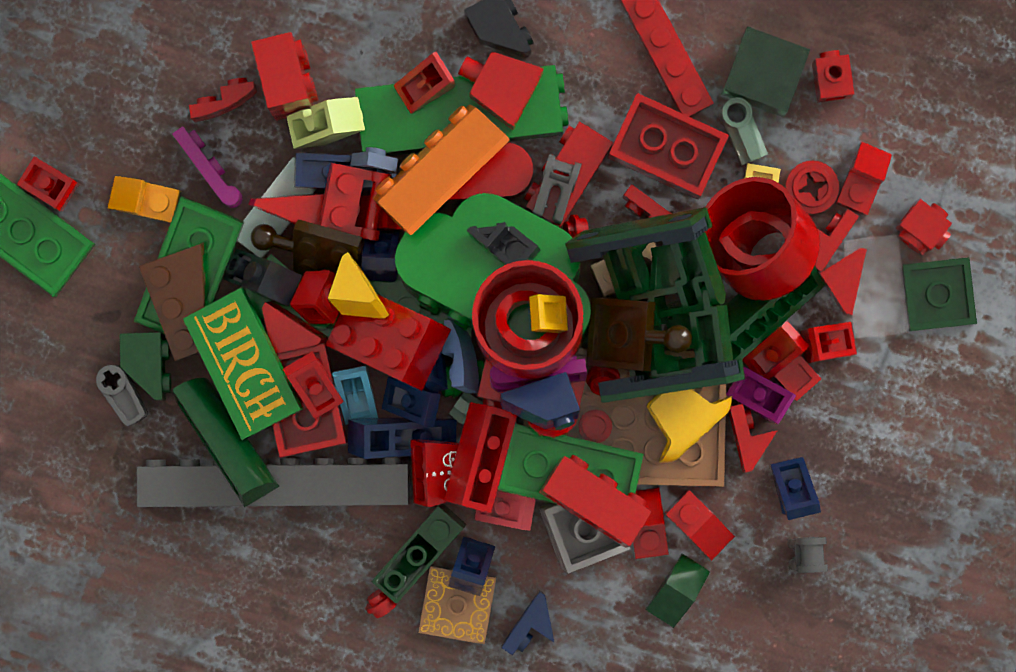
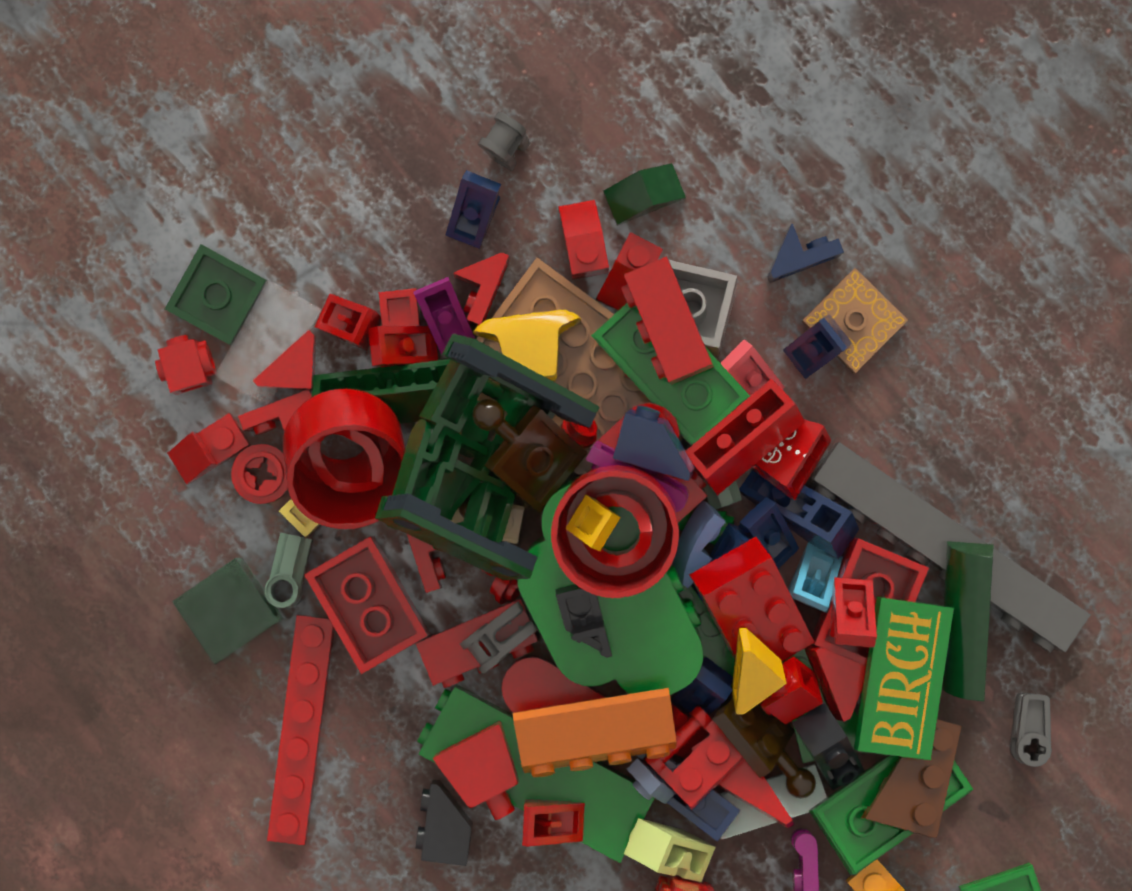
camera: 140 degrees left, 0 degrees up
(144, 361) = (990, 743): dark green slope -> none
(379, 604) = (923, 371): red plate -> none
(419, 553) = (858, 391): dark green slope -> none
(595, 426) = (616, 393): red plate -> none
(832, 76) = (169, 561): red brick -> none

